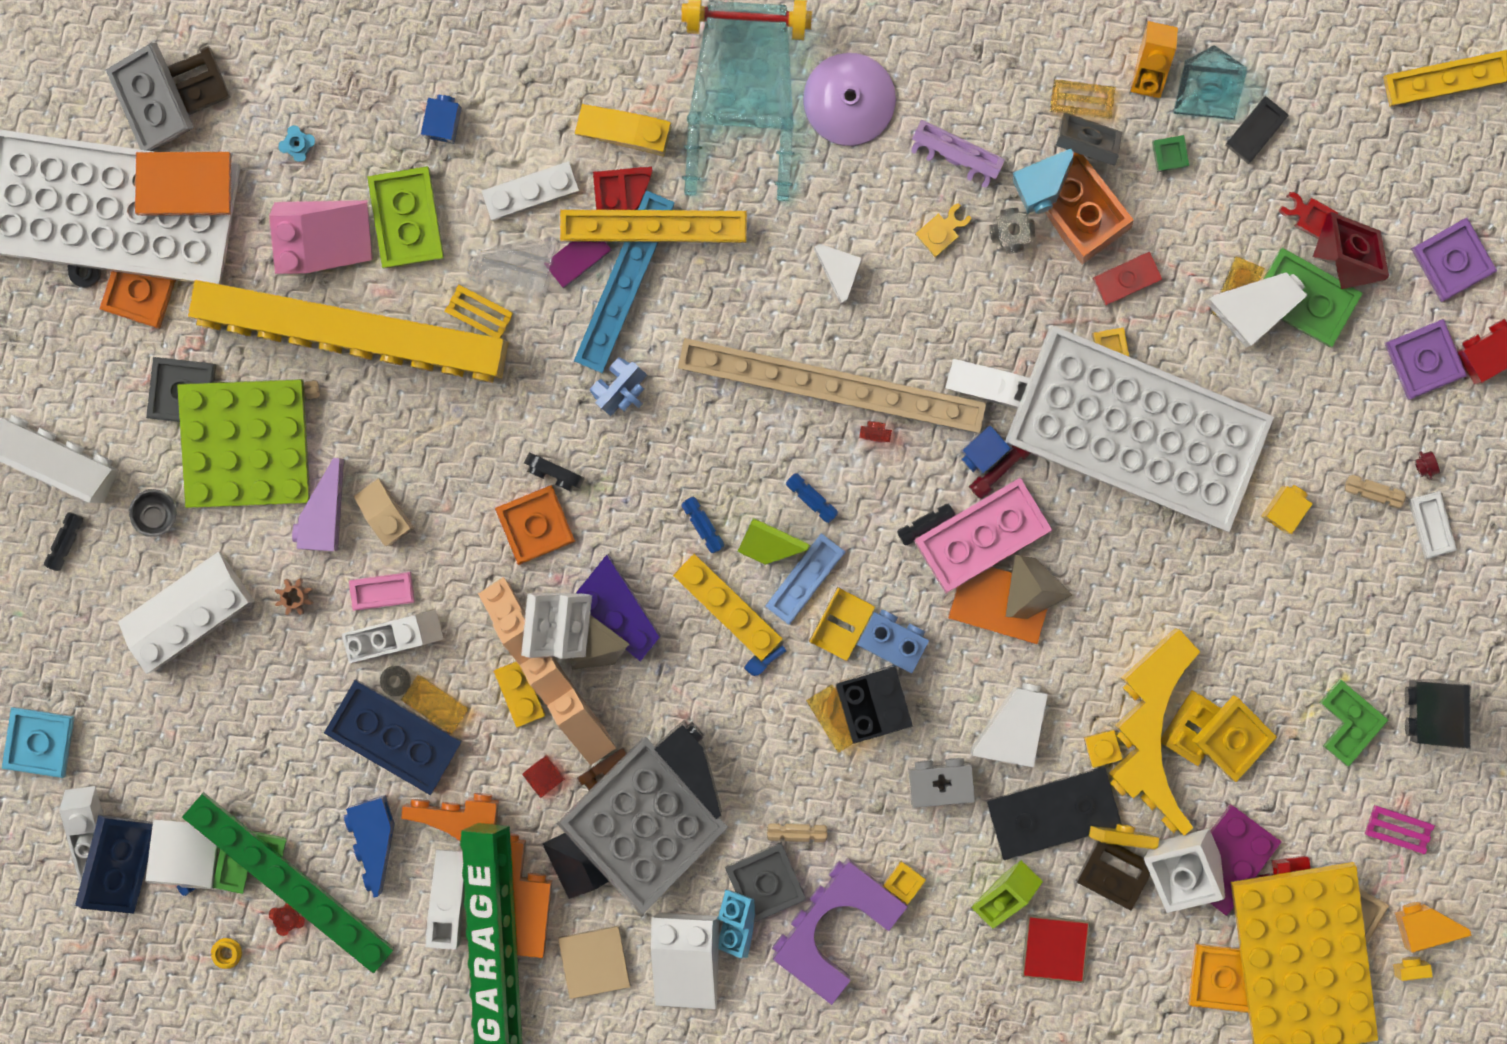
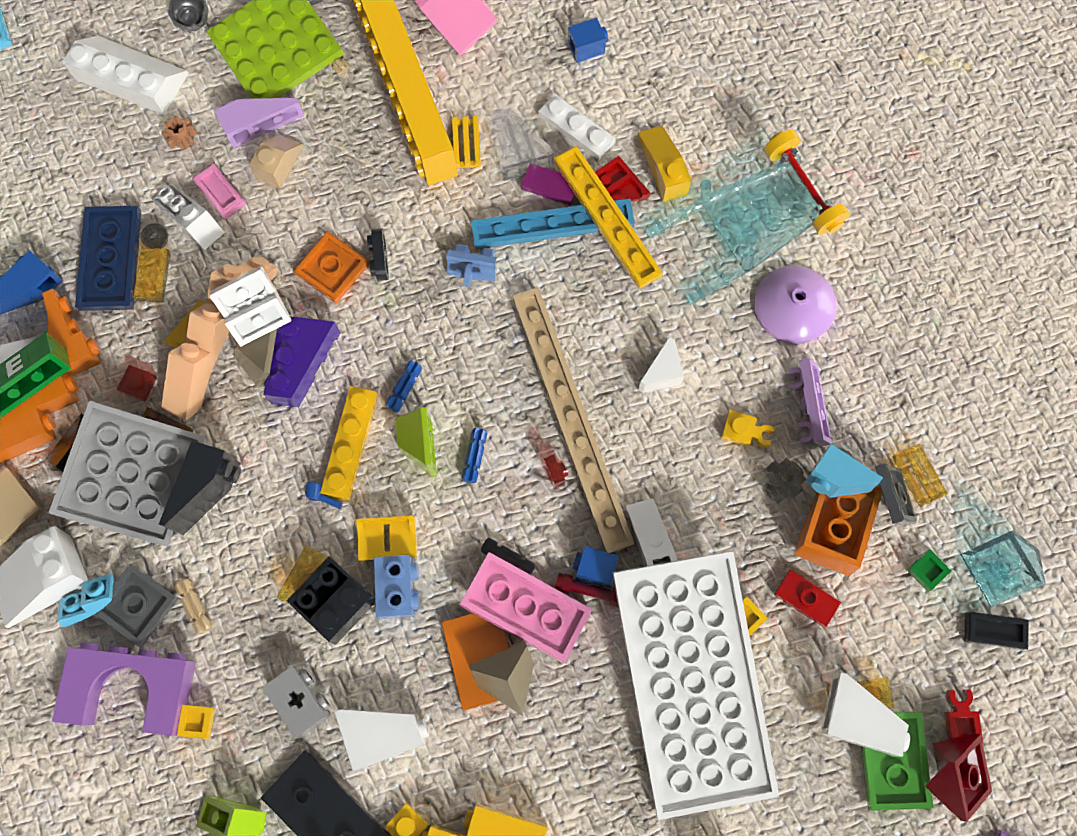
camera: 65 degrees right, 15 degrees down
(405, 217) = (503, 56): lime plate -> none
(805, 579) = (407, 489): light blue tile -> none
(1154, 59) = (990, 510): light orange slope -> none

